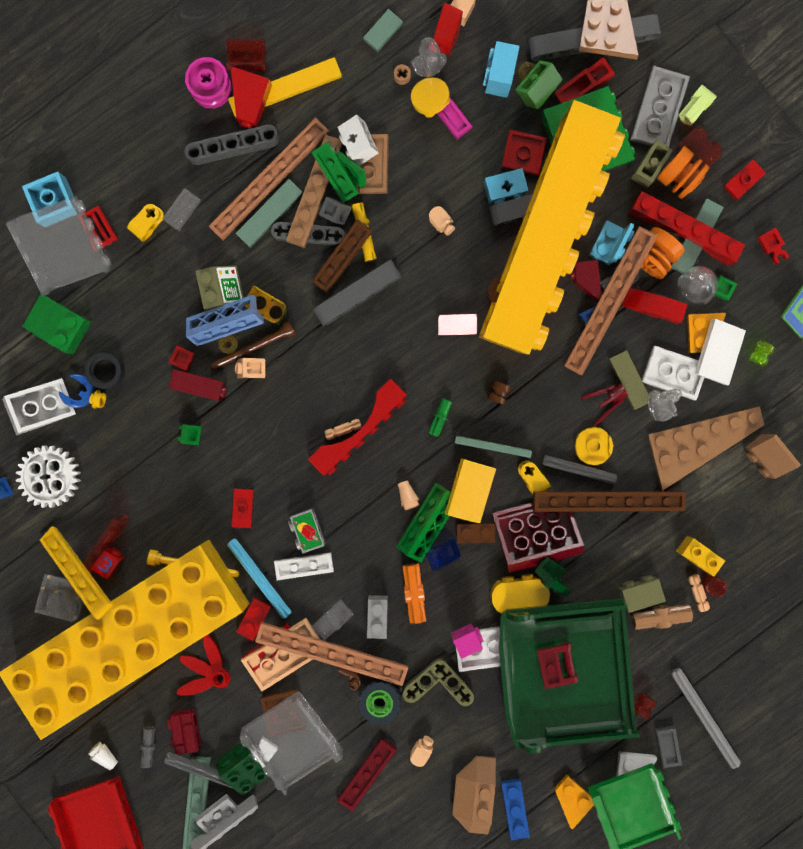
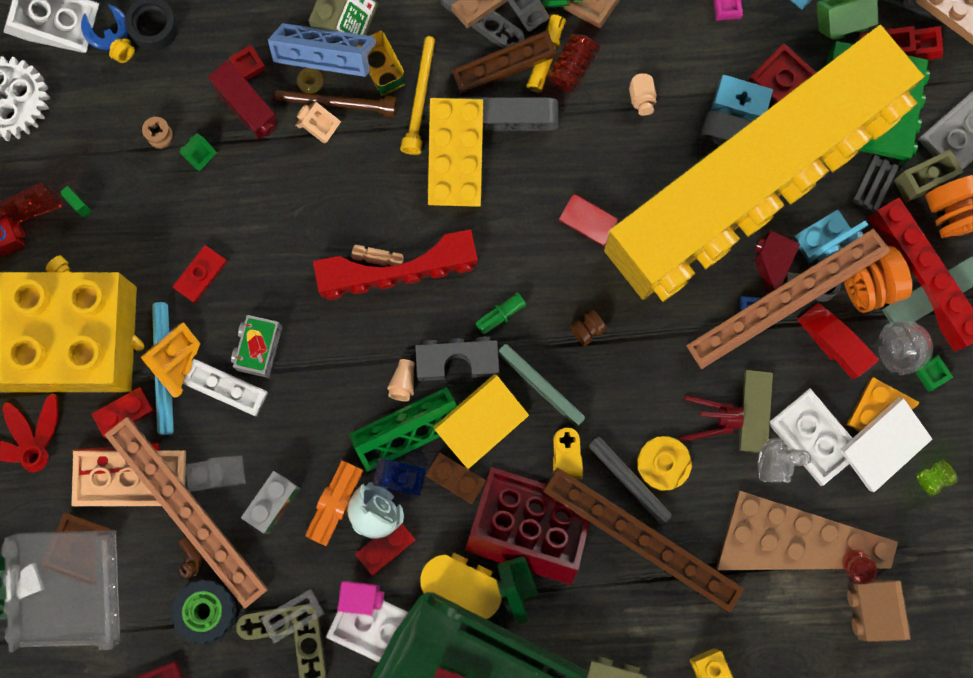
camera: 25 degrees right, 10 degrees down
(137, 512) = (75, 201): none -> green tile
(161, 436) = (160, 138): none -> medium nougat wheel
(262, 570) = (172, 358): none -> light orange wing
(317, 343) = (412, 141): none -> yellow piece
(349, 334) = (455, 152): none -> yellow plate
(384, 227) = (572, 60): none -> clear red piece
(439, 658) = (313, 604): none -> clear tile
(442, 584) = (374, 512): none -> light aqua cylinder
(444, 450) = (433, 357): none -> dark grey arch
(460, 598) = (383, 550): none -> red plate
(619, 171) = (884, 165): none -> dark grey tile
(746, 437) = (865, 568): none -> clear red wheel

